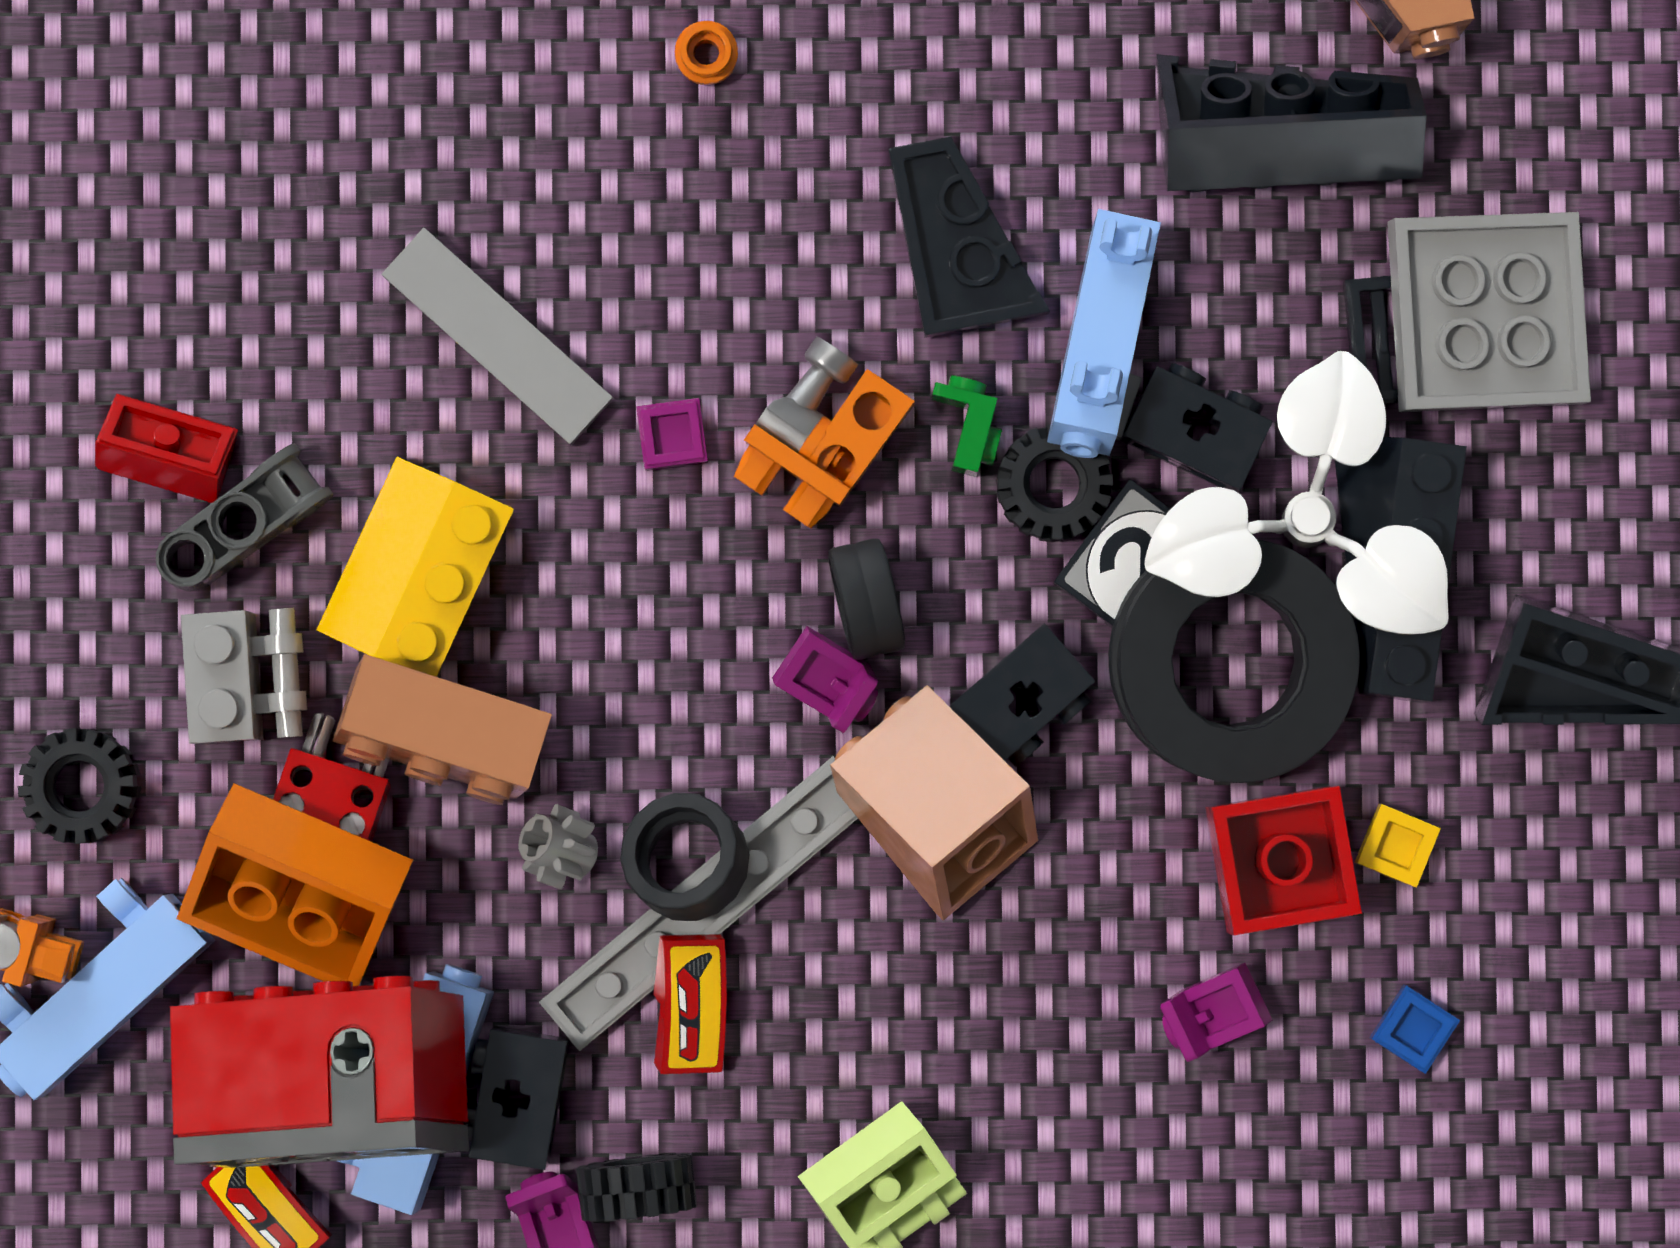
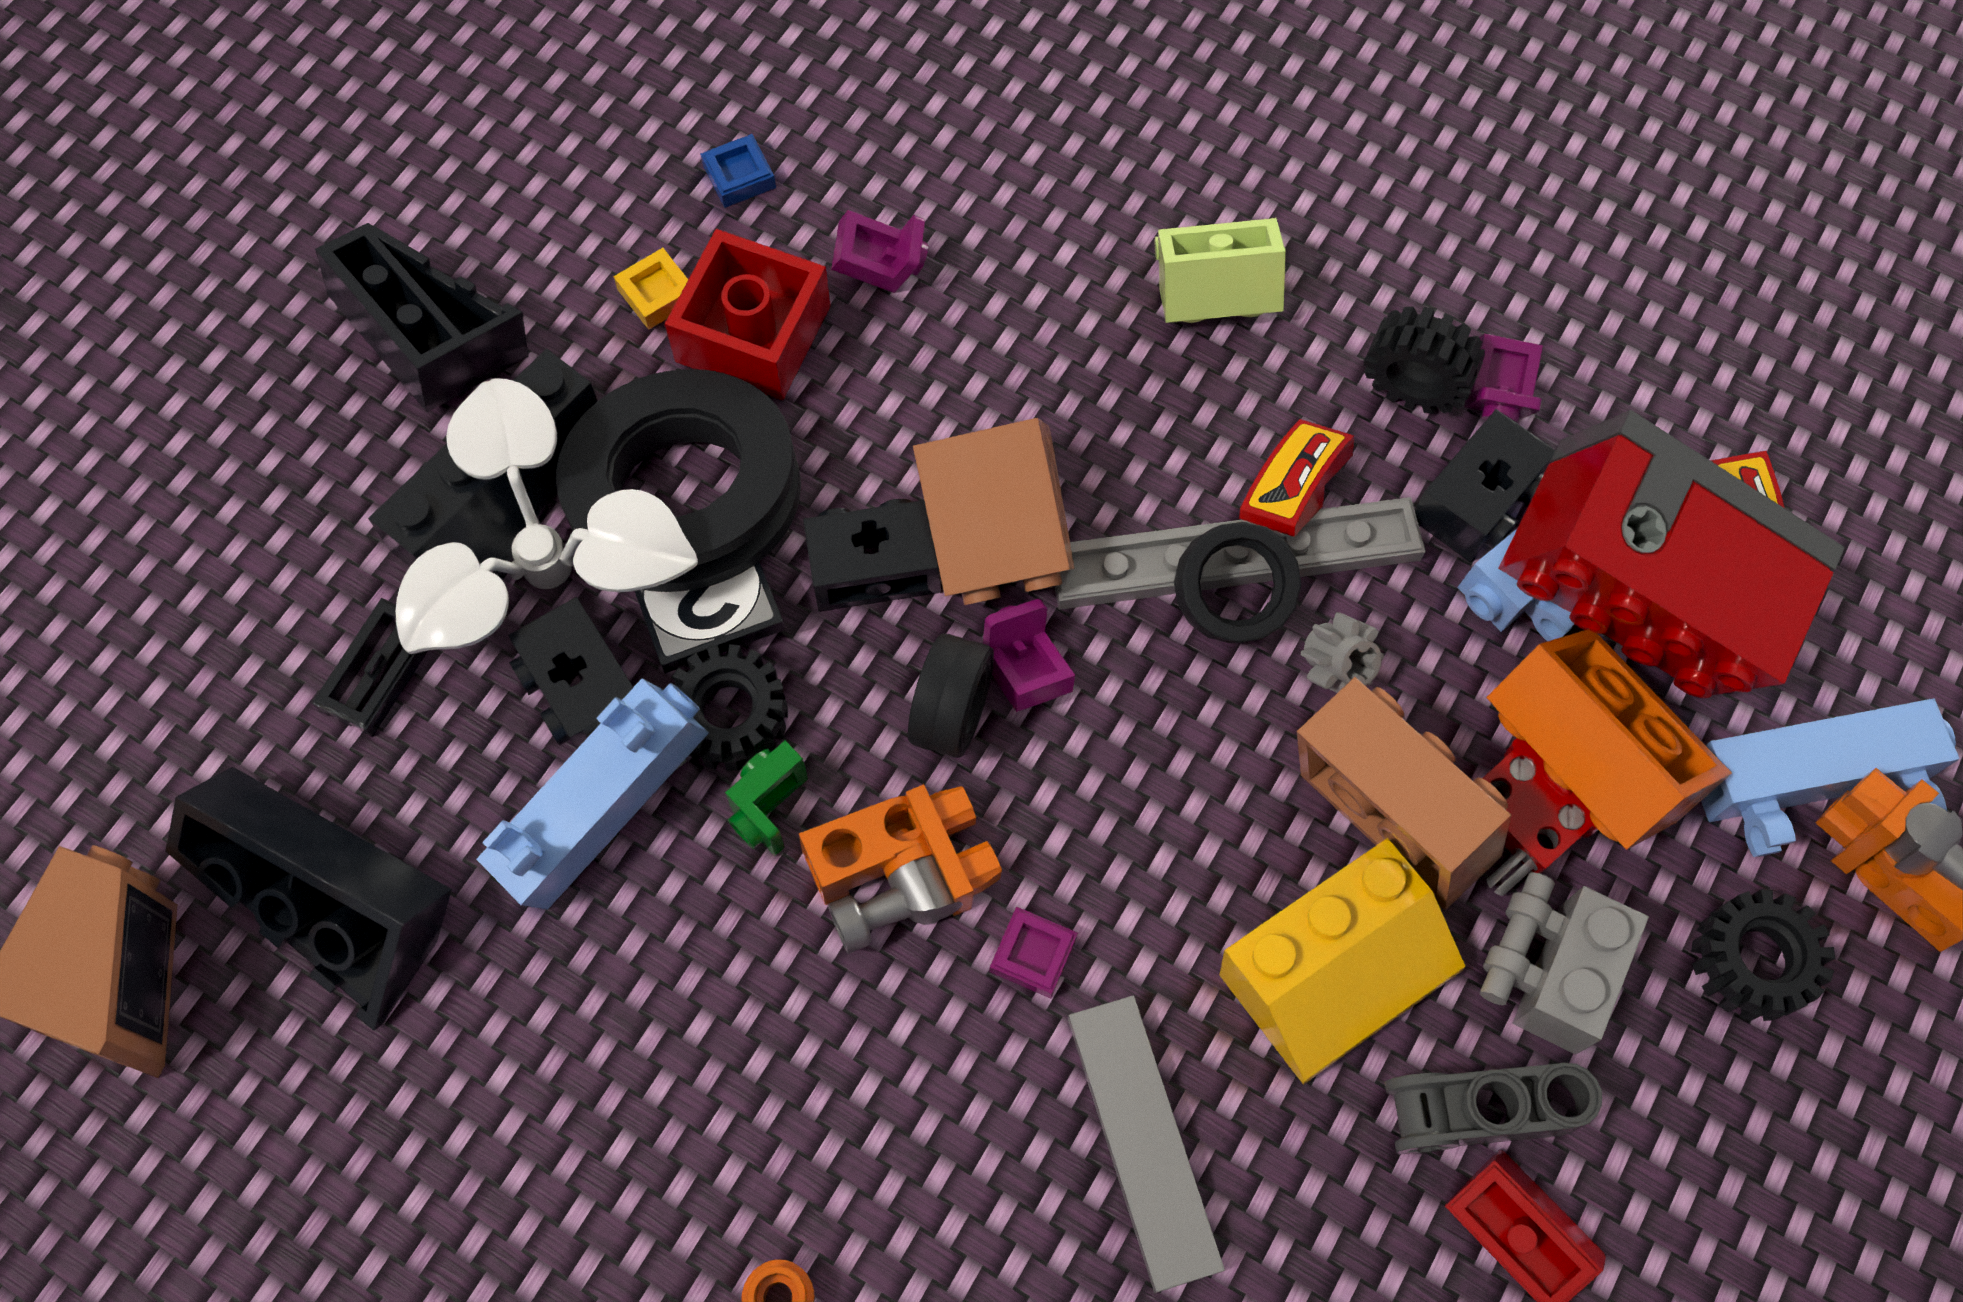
camera: 145 degrees left, 20 degrees down
(956, 248) = (671, 961): black wing -> none
(1488, 311) = (270, 629): light grey plate -> none

